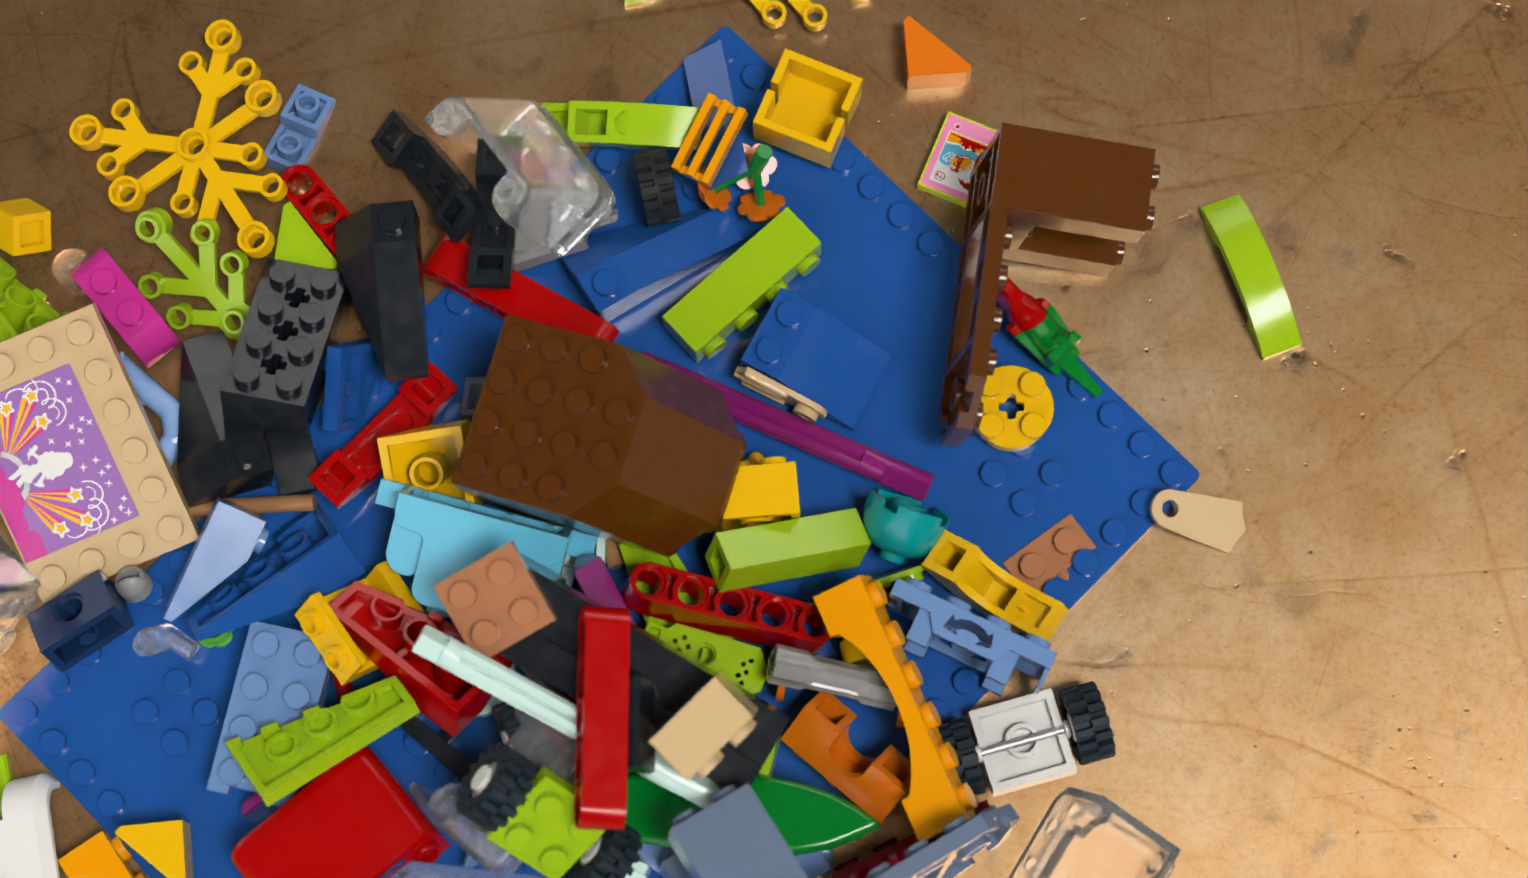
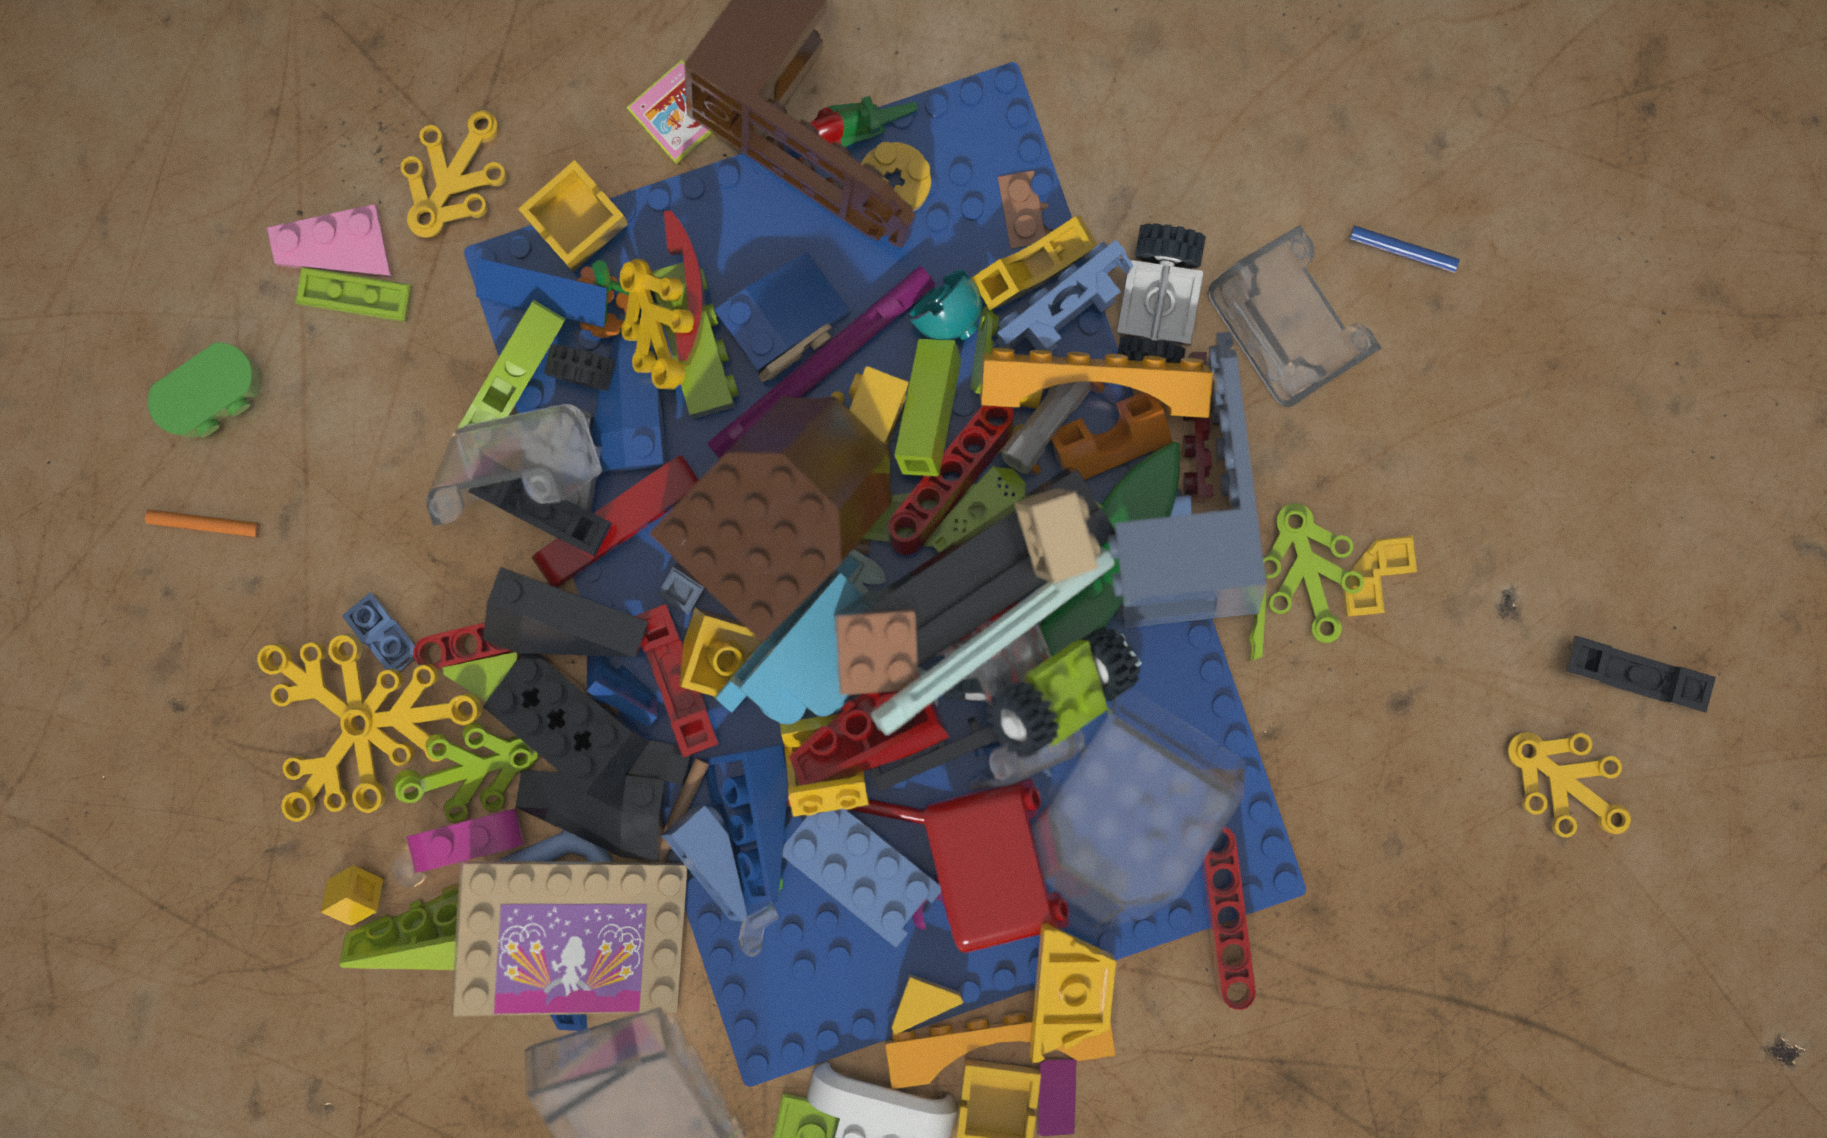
camera: 70 degrees left, 10 degrees up
(80, 621) = (717, 972): dark blue brick -> none
(130, 586) = (702, 934): light grey hinge -> none
(303, 749) = (906, 854): lime wing -> none
(431, 172) = (475, 542): black slope -> none
(597, 582) = (888, 566): magenta slope -> none
(602, 718) = (1011, 611): red beam -> none
(641, 725) = (1027, 587): black slope -> none
(724, 107) = (544, 280): light orange tile -> none
(741, 274) = (678, 244): none -> red slope
(772, 201) = (638, 280): none -> yellow plant
(930, 61) = (576, 101): orange slope -> none
(1201, 517) = (1051, 78): tan piece -> none

